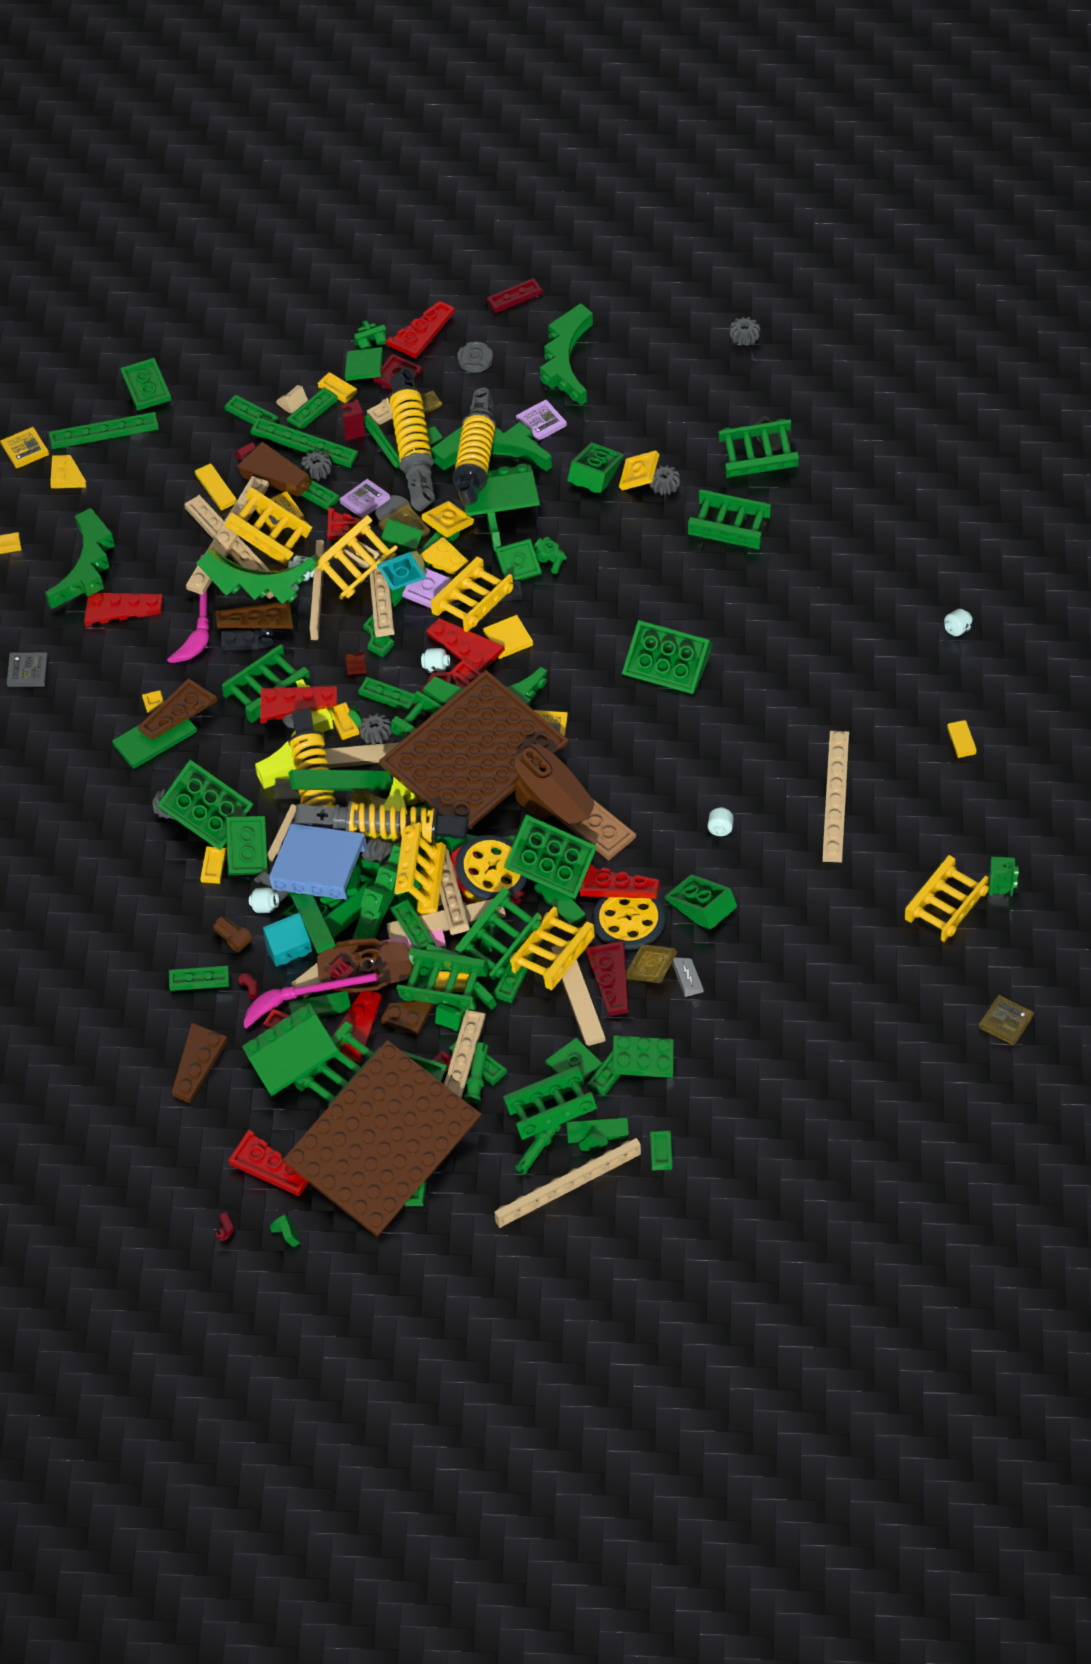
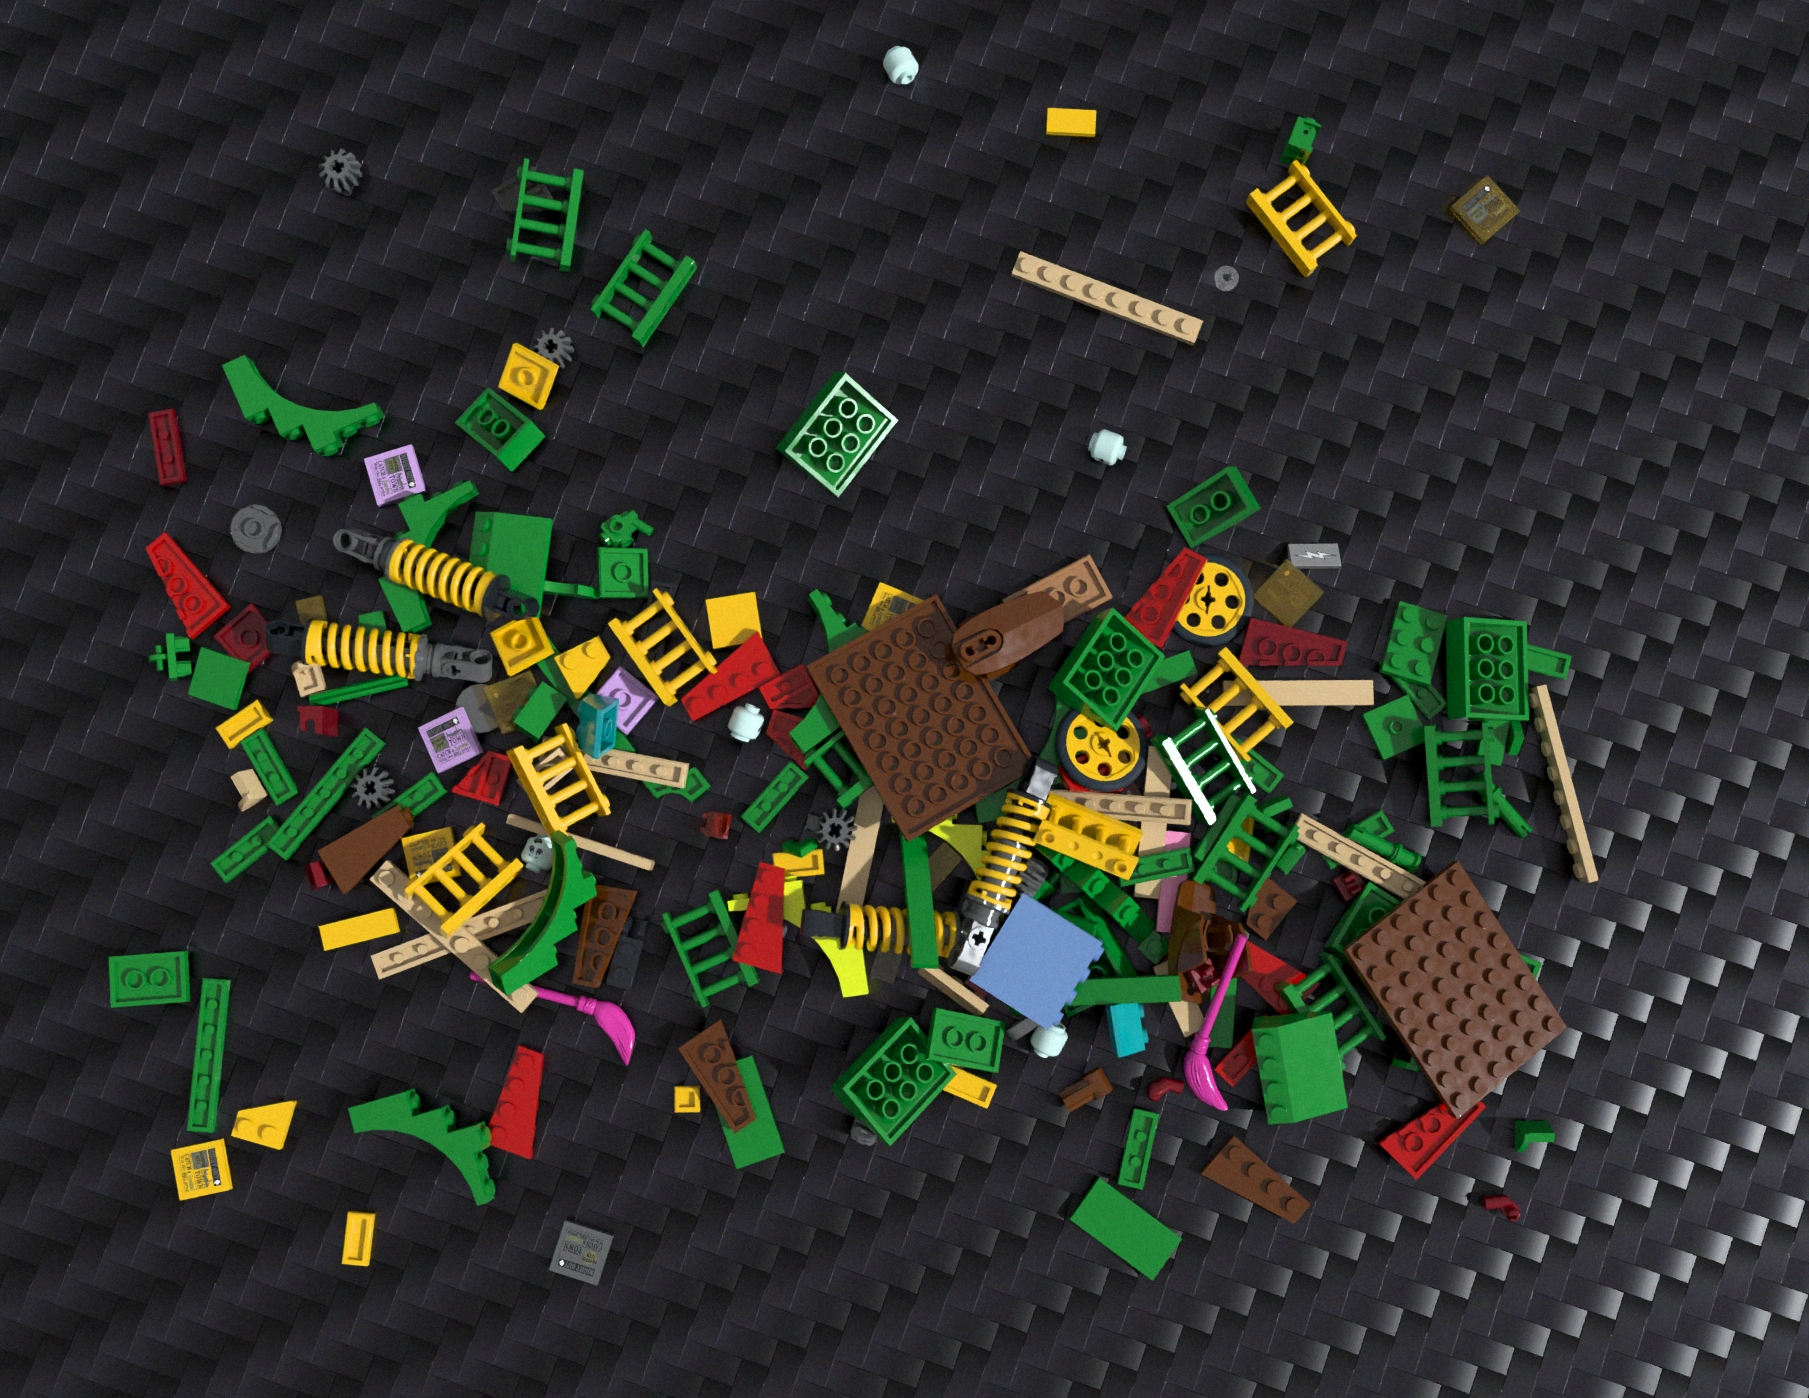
camera: 75 degrees left, 30 degrees up
(137, 988) = (1125, 1228): none -> green tile
(639, 1106) = (1487, 670): none -> green slope
(881, 869) = (1221, 283): none -> clear plate

